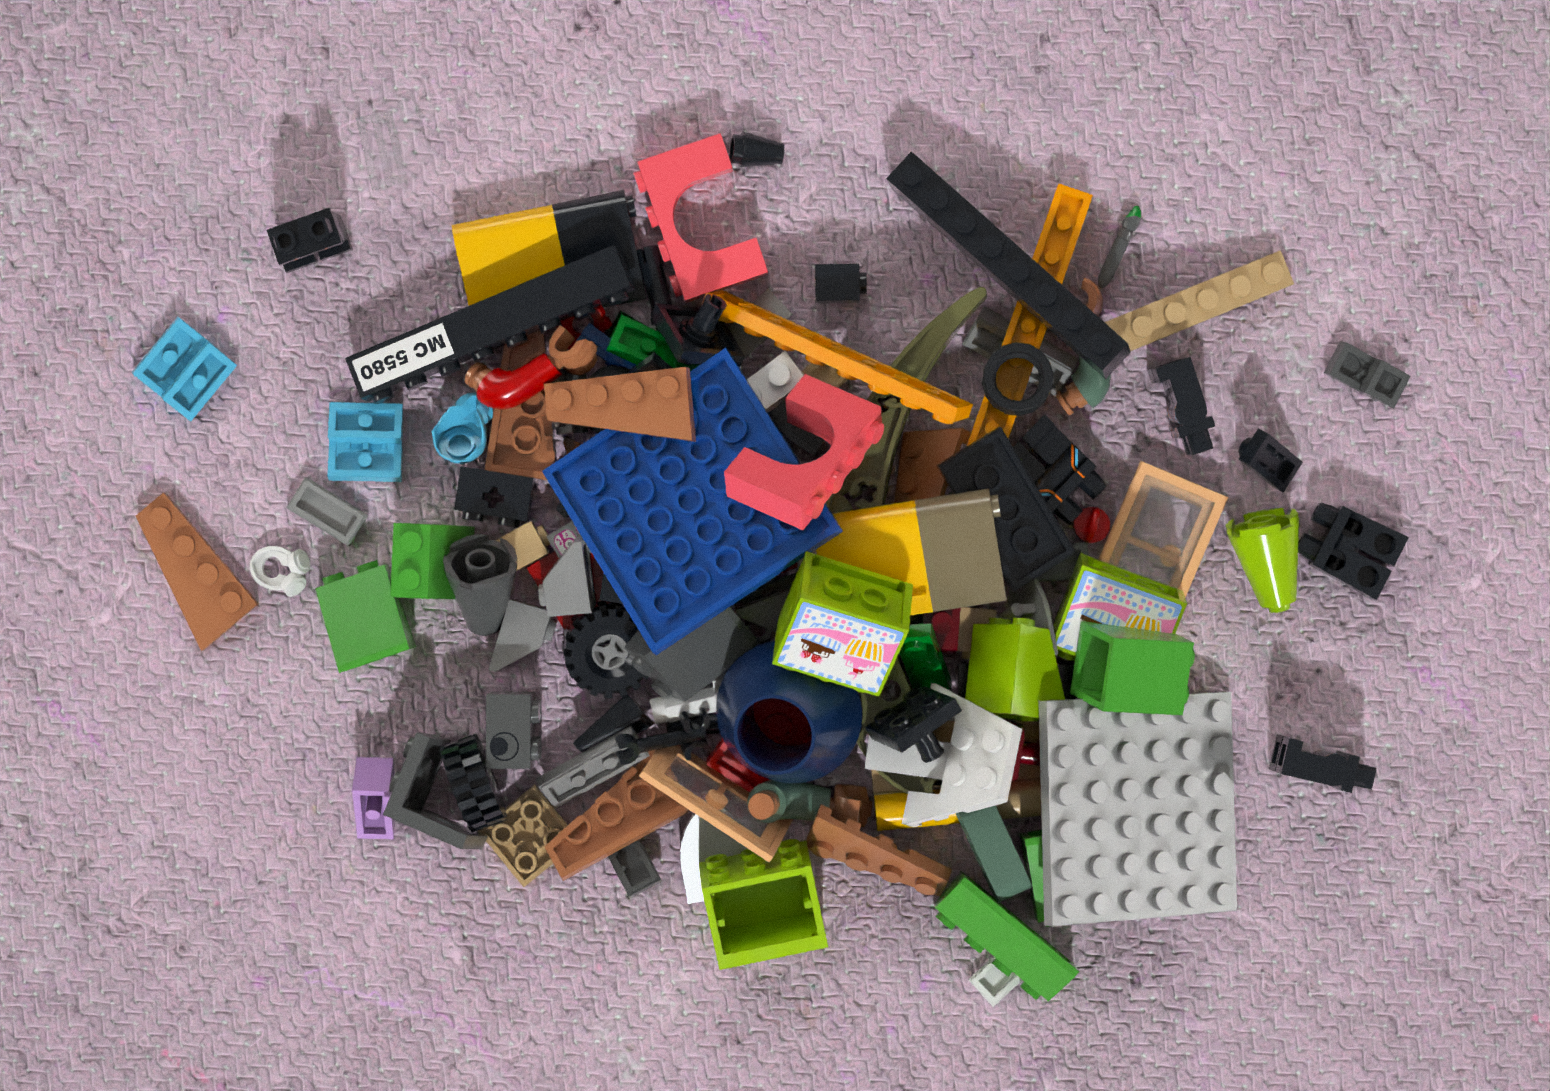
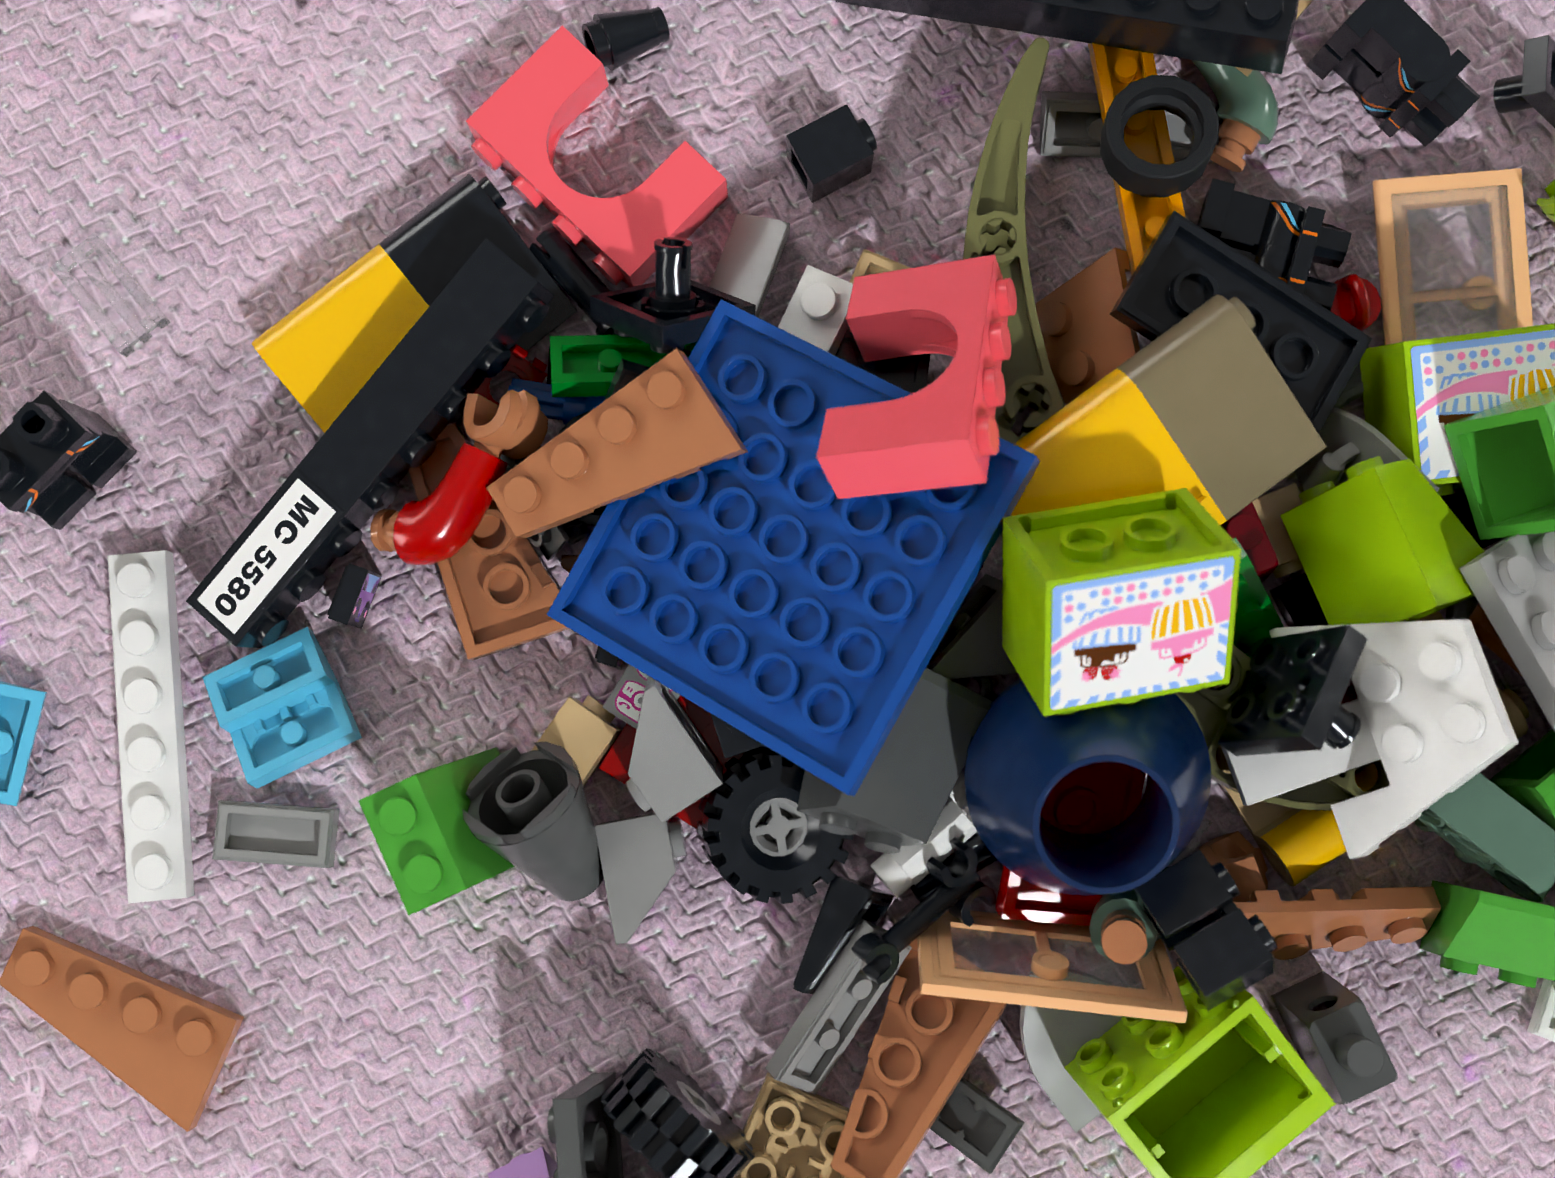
camera: 25 degrees left, 5 degrees down
(286, 413) = (150, 726): none -> white plate
(296, 561) = (273, 965): white piece -> none
(362, 616) = (394, 969): bright green slope -> none
(438, 400) = (354, 596): none -> black tile
(462, 430) = (407, 619): medium azure hair -> none
(476, 482) = (466, 683): black brick -> none
(511, 730) = (693, 1017): dark grey brick -> none
(804, 819) = (1212, 937): none -> black piece
(848, 362) = (913, 230): light orange plate -> none
(853, 922) = (1336, 1042): none -> dark grey torso

